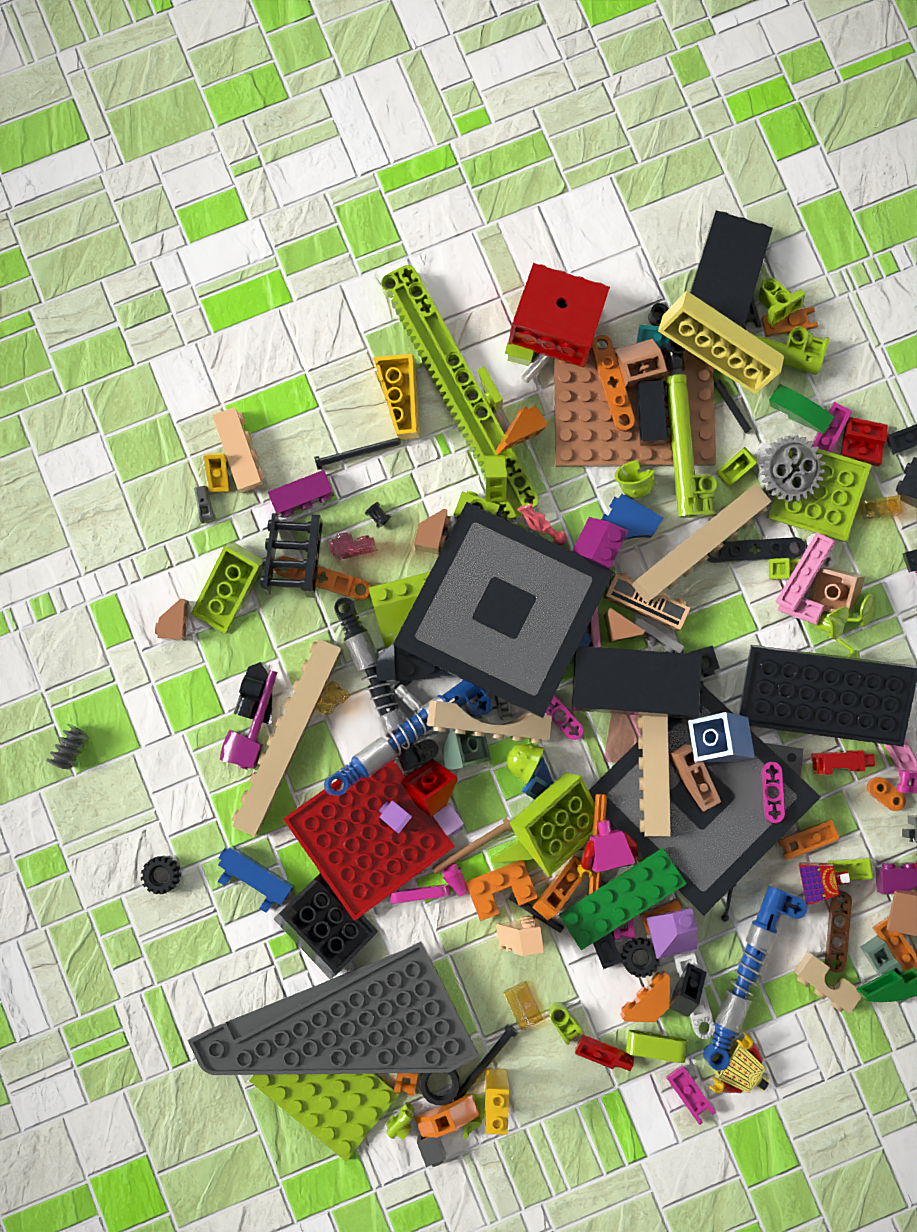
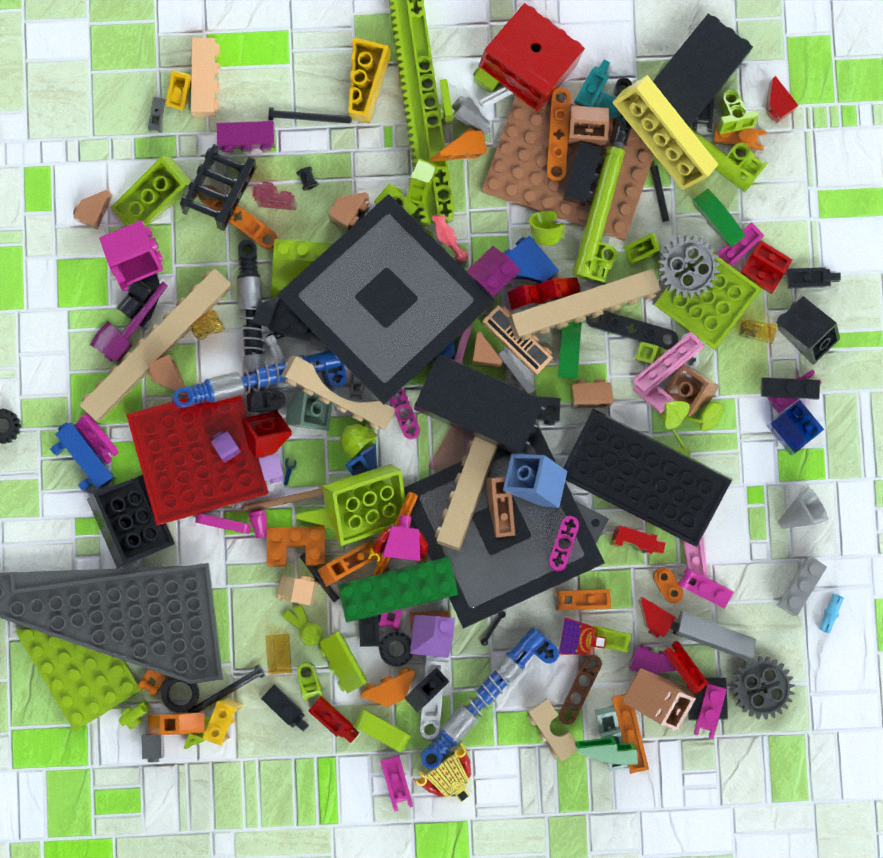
camera: 15 degrees right, 0 degrees up
(230, 654) = (132, 253): none -> dark pink container
(261, 853) = (96, 438): none -> dark pink hinge
(309, 763) = (166, 373): none -> nougat slope
(466, 817) = (288, 472): none -> hand
(517, 393) = (470, 115): none -> light grey rock
(547, 972) = (309, 632): none -> lime piece
(550, 1058) = (285, 708): none -> black hinge
(593, 992) = (342, 662): none -> lime slope
(627, 322) = (593, 85): none -> teal hinge
(655, 545) = (547, 291): none -> red arch
(703, 594) = (569, 351): none -> green slope
(741, 630) = (591, 394): none -> nougat slope
(816, 272) = (779, 101): none -> red slope
(887, 832) = (655, 618): none -> red slope

